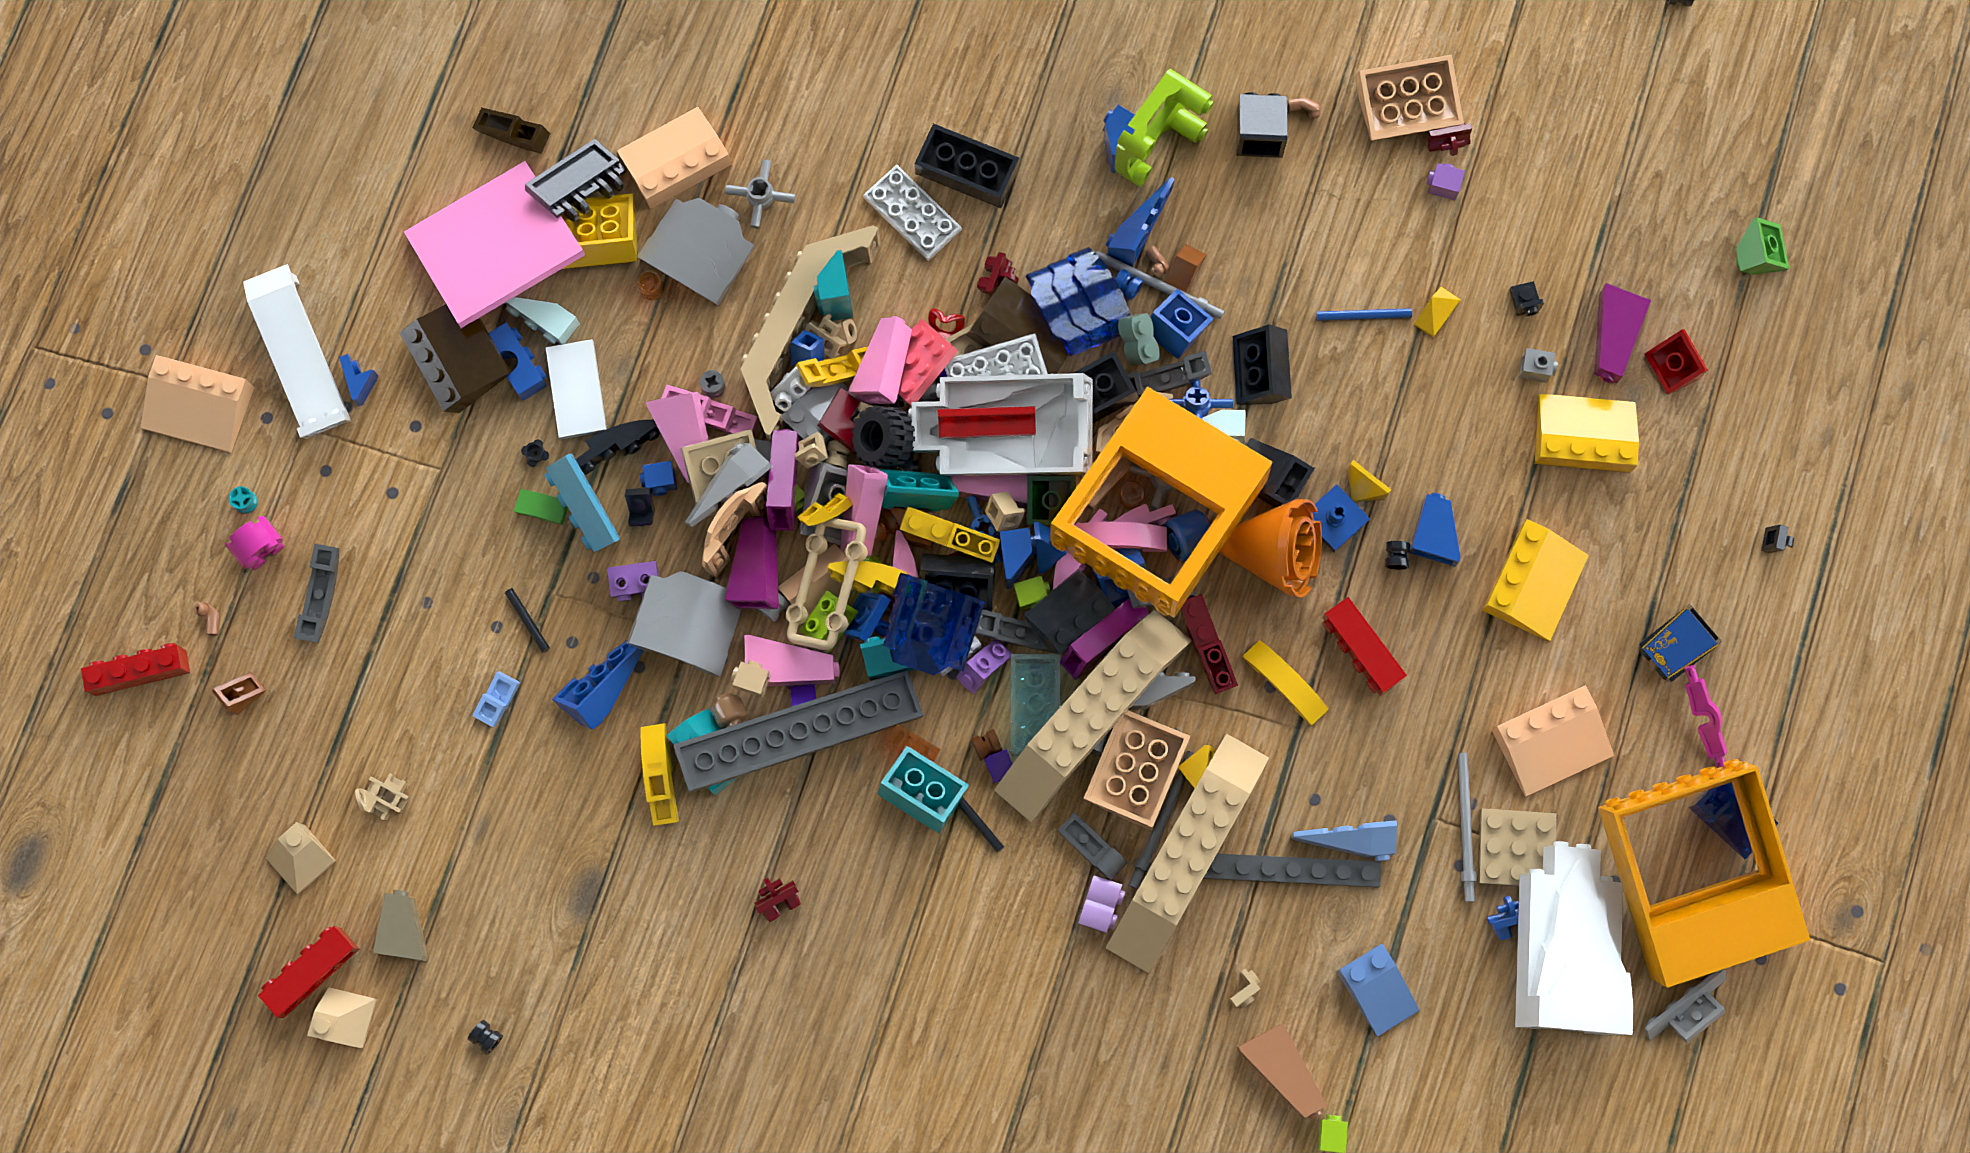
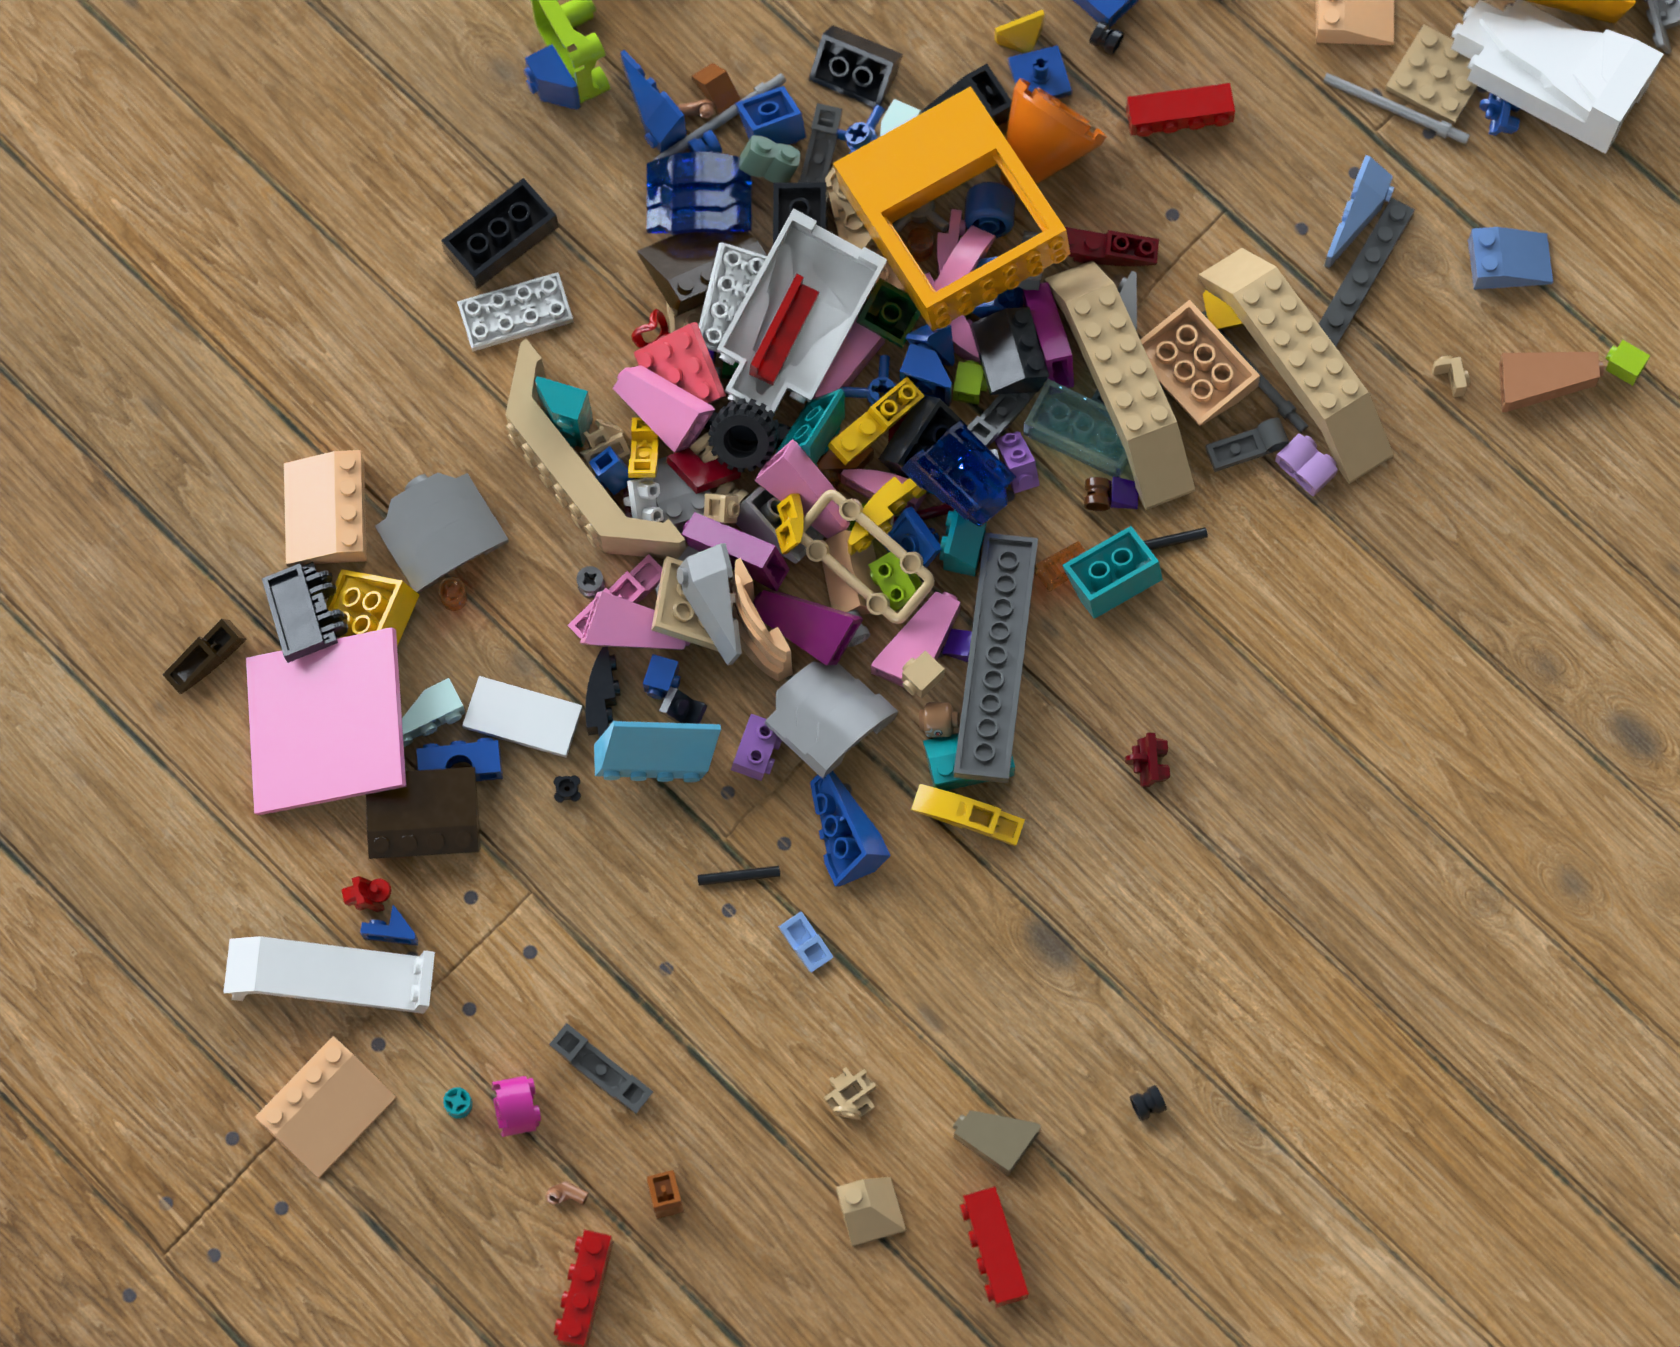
camera: 65 degrees left, 5 degrees down
(342, 1018) = (1057, 1237): tan slope -> none
(371, 345) = (367, 894): none -> red hips
(540, 506) = (627, 807): bright green slope -> none
(758, 202) = (415, 433): light grey bar -> none
(999, 268) = (619, 255): dark red hips -> none
(1004, 511) = (878, 361): tan brick -> none
(1286, 681) = (1175, 195): yellow slope -> none

